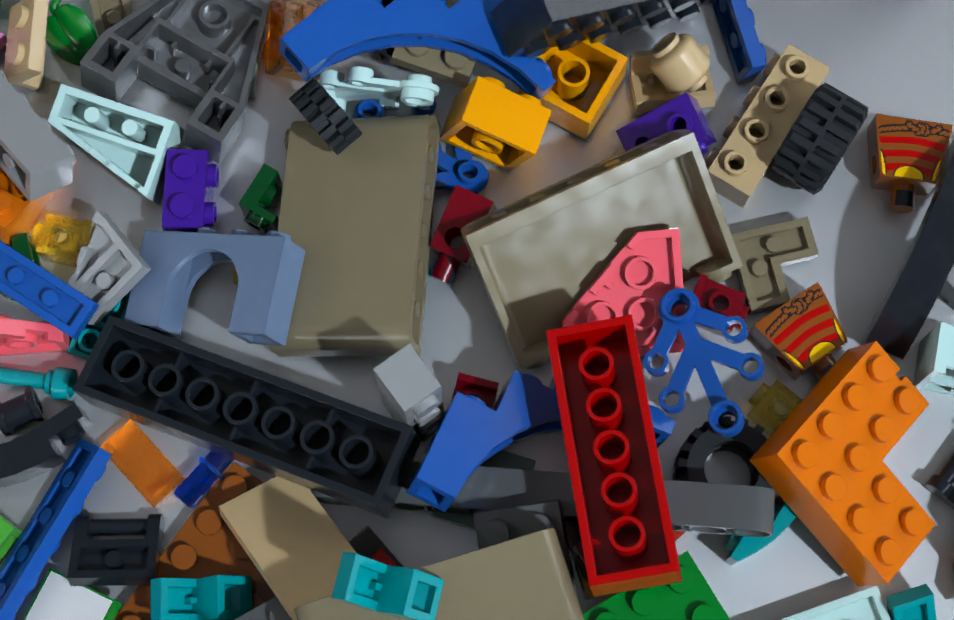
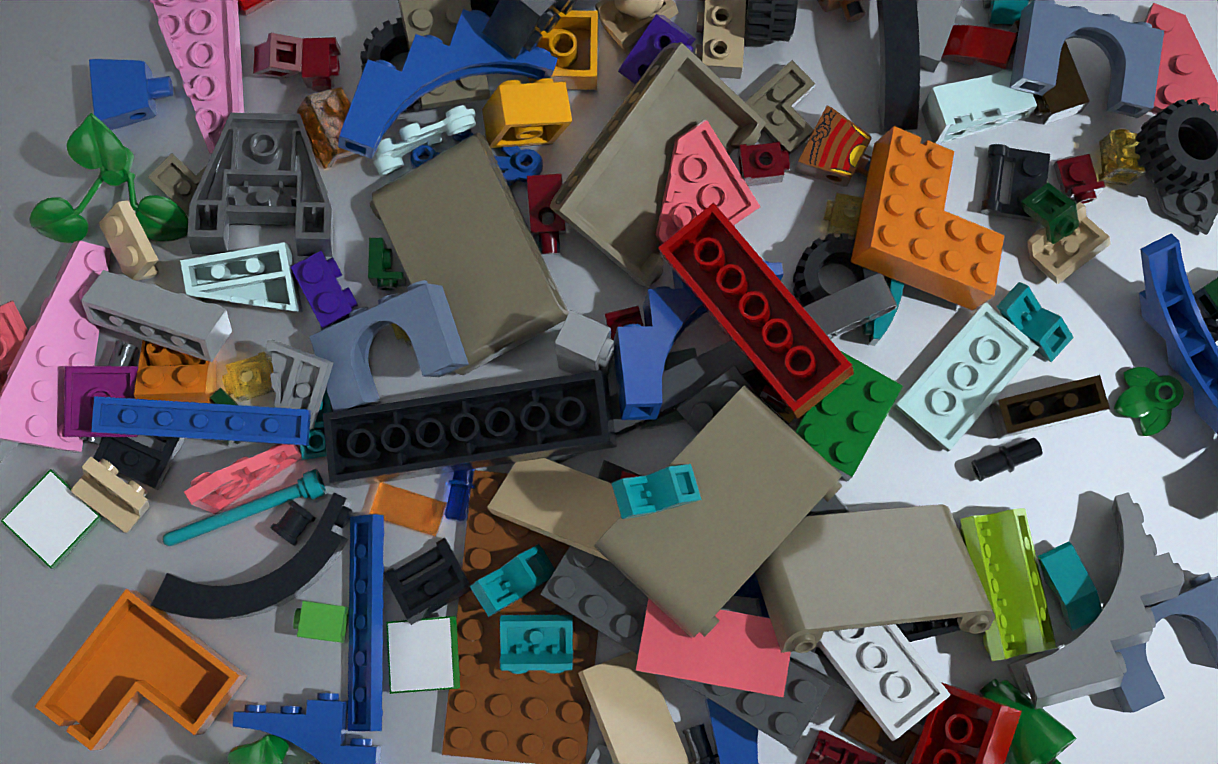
camera: 30 degrees left, 5 degrees up
(325, 116) = (401, 176): black tyre -> none
(699, 354) = (773, 205): blue plant -> none

